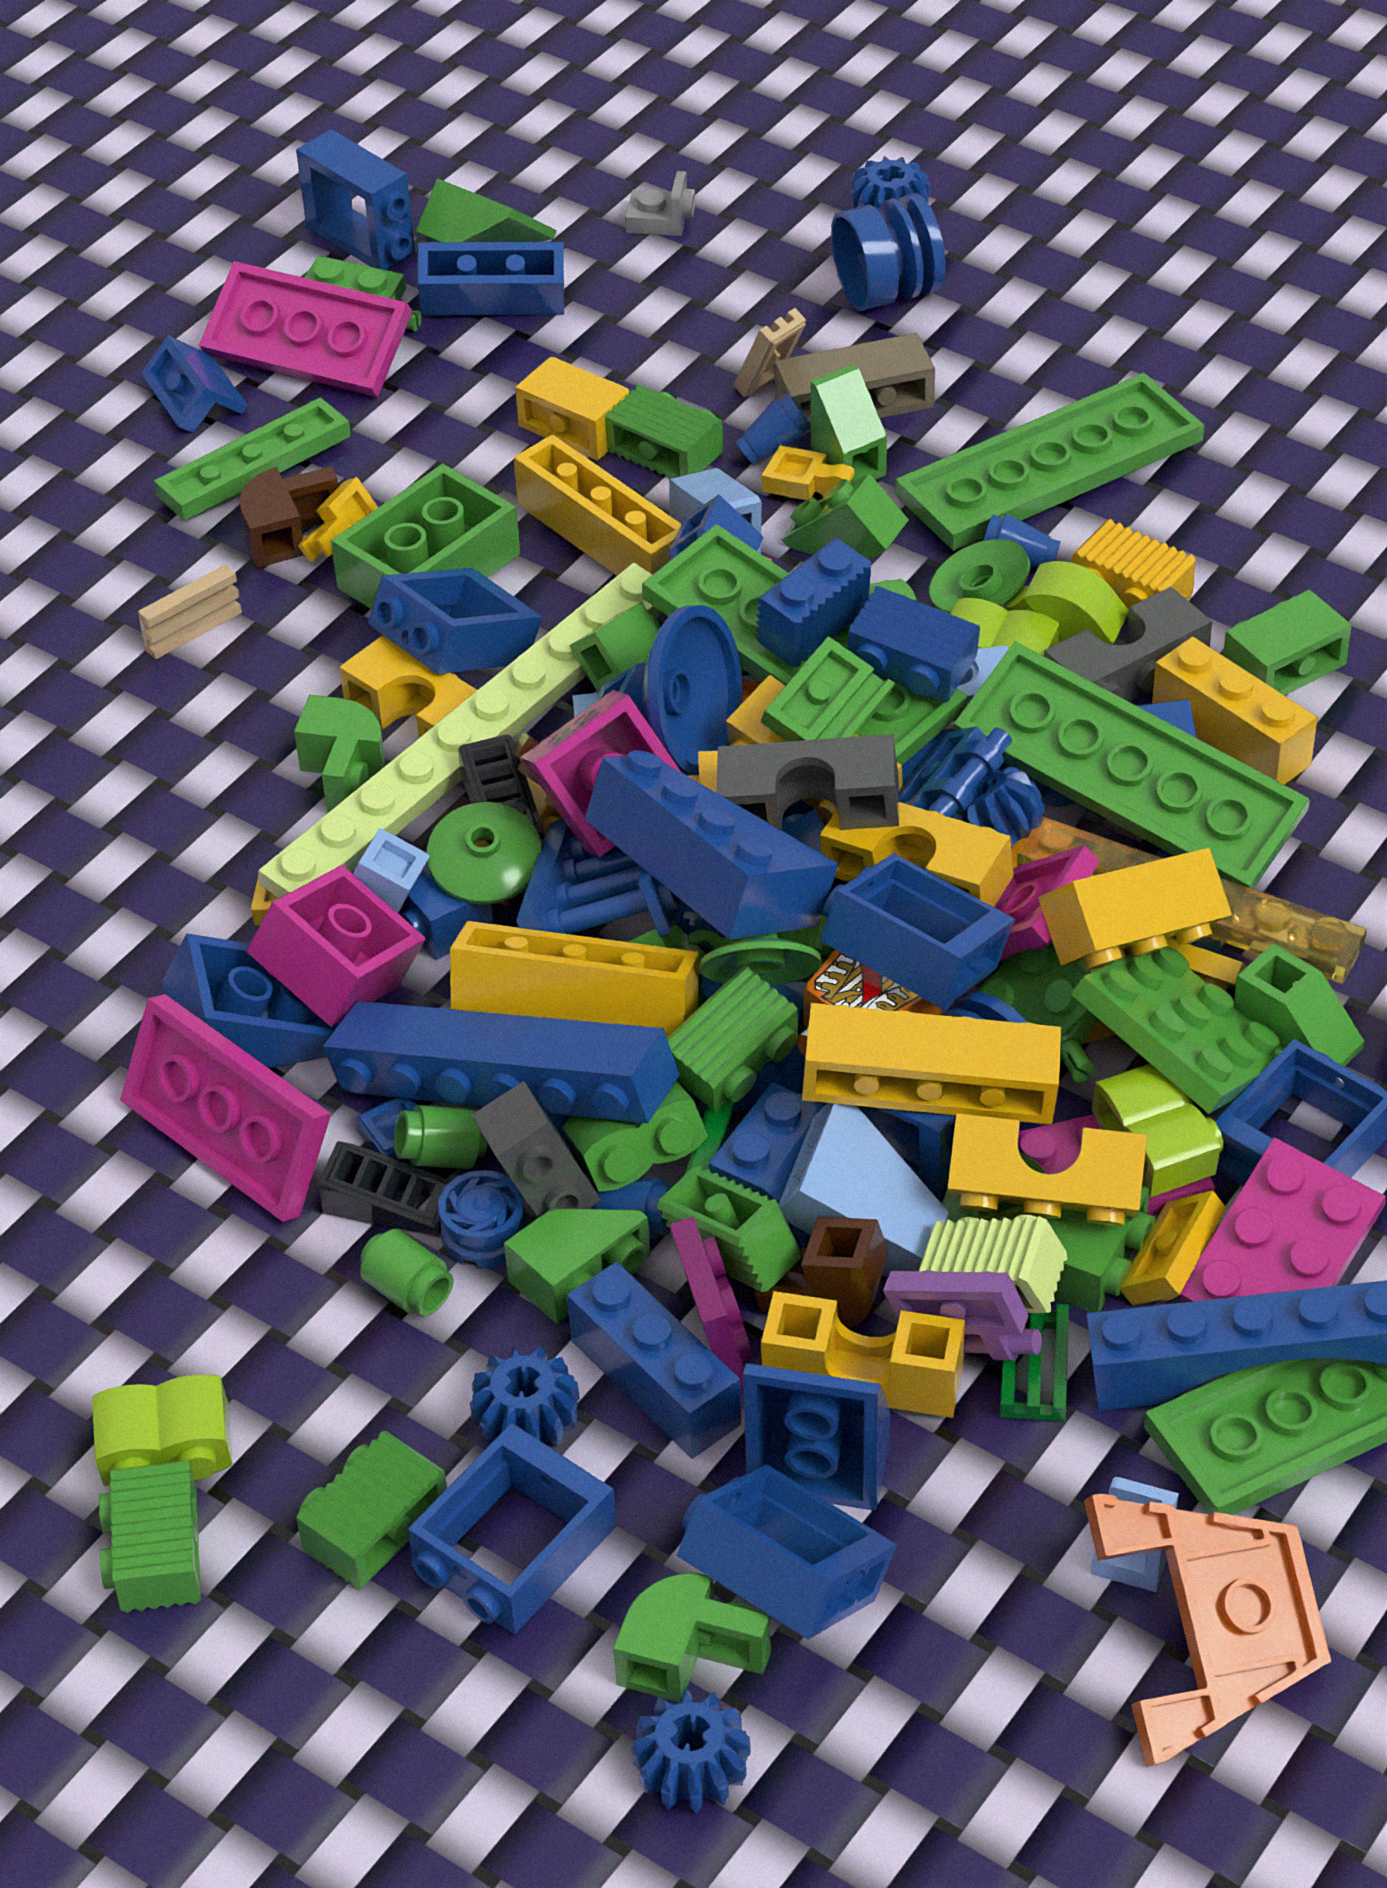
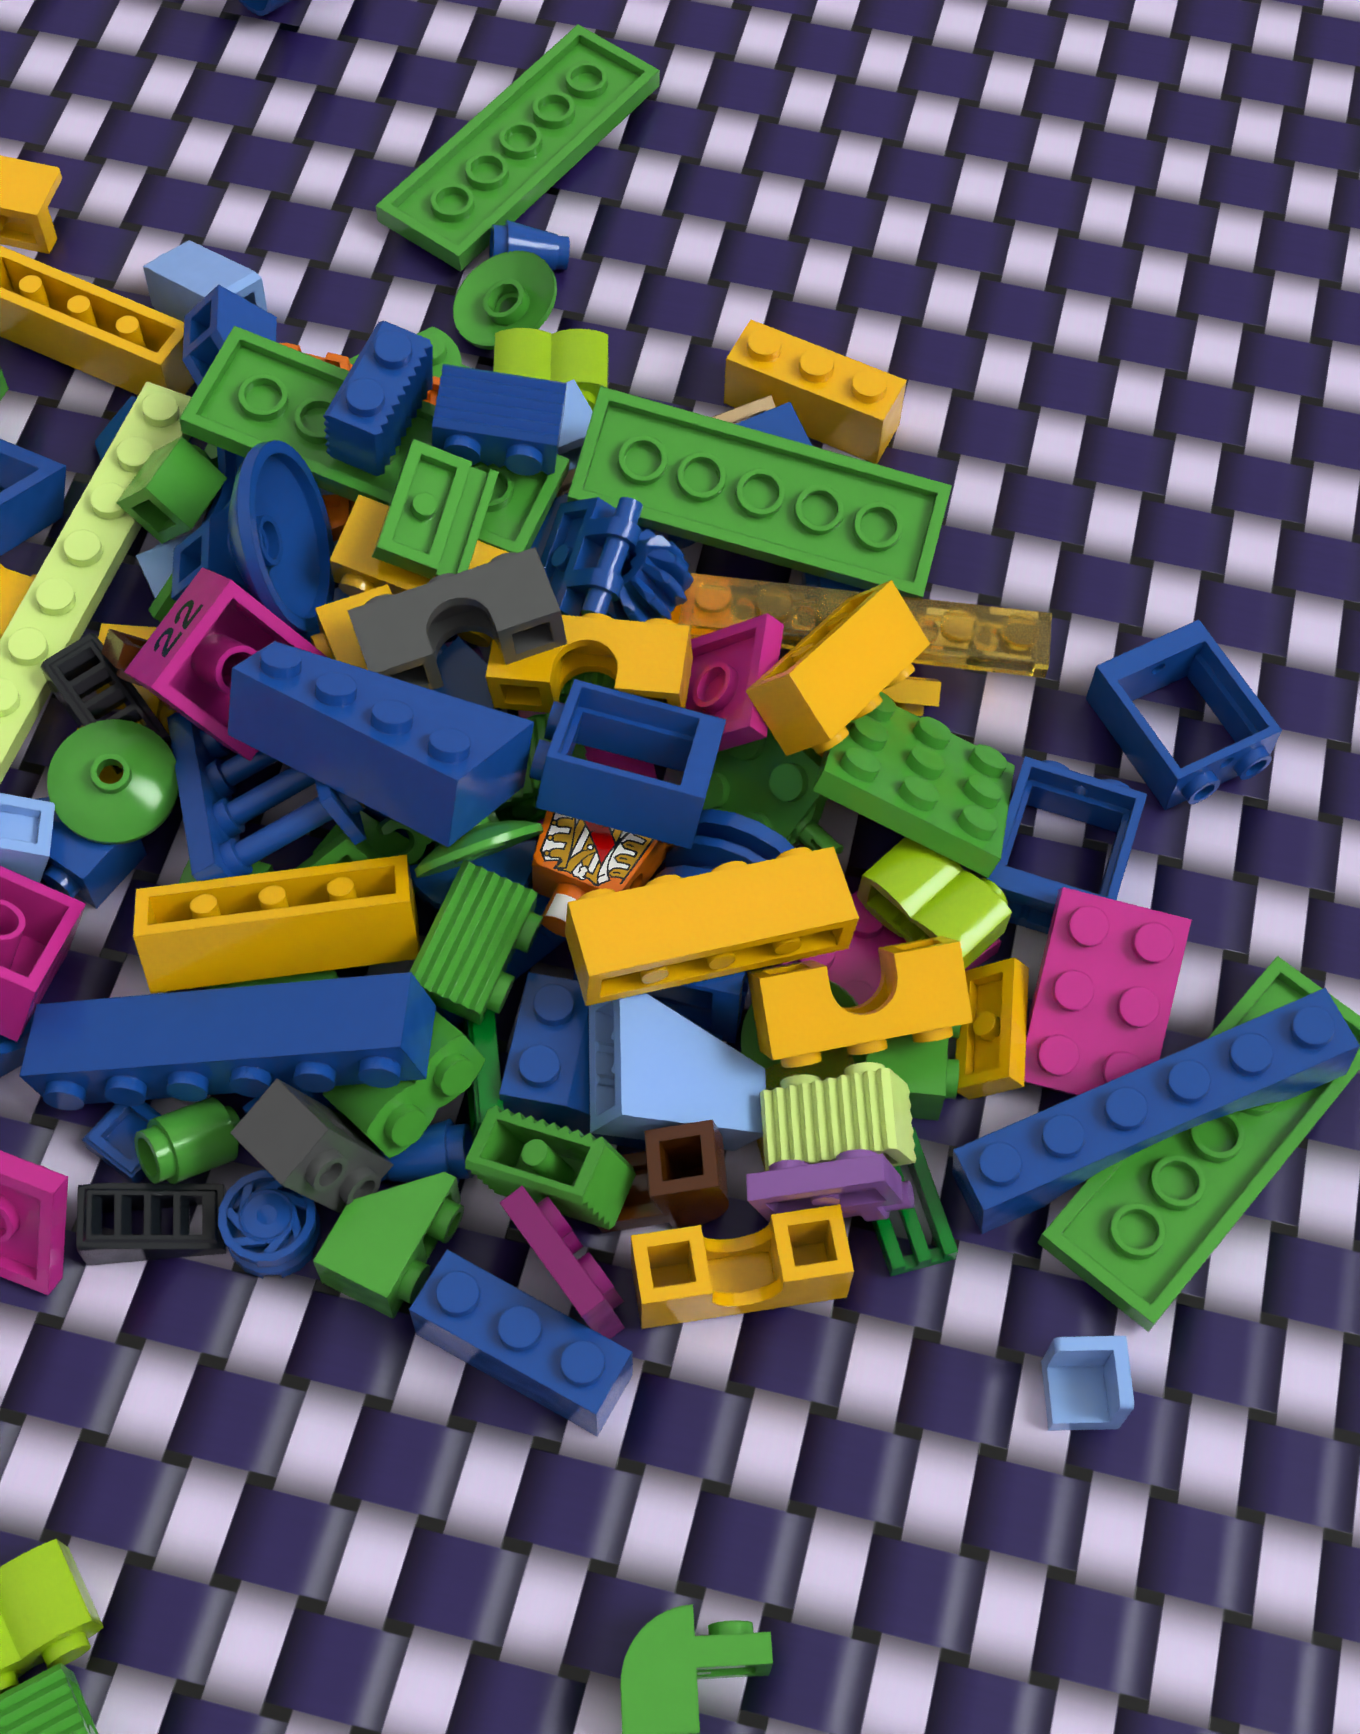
camera: 25 degrees left, 15 degrees up
(368, 1508) = (283, 1637): bright green brick -> none
(406, 1272) = (211, 1322): bright green brick -> none
(525, 1392) = (373, 1452): blue gear -> none
(546, 1478) = (464, 1532): blue window -> none
(663, 433) = (112, 209): bright green brick -> none
(769, 346) = (193, 90): tan tile -> none
(777, 425) = (229, 177): blue cone -> none
(785, 1550) = (769, 1500): blue window -> none
(802, 473) = (276, 219): yellow plate -> none
(818, 1432) = (737, 1388): blue slope -> none
(847, 423) = (306, 162): slope -> none
(854, 513) = (345, 270): bright green slope -> none
(894, 371) = (290, 103): dark tan brick -> none
(1074, 599) = (614, 304): lime brick -> none
(1135, 563) = (653, 255): yellow brick -> none
(1153, 631) = (708, 321): dark grey arch -> none
(1241, 1607) = (1228, 1443): wing -> none
(1290, 643) = (835, 296): bright green brick -> none
(1296, 1004) = (1009, 715): bright green slope -> none

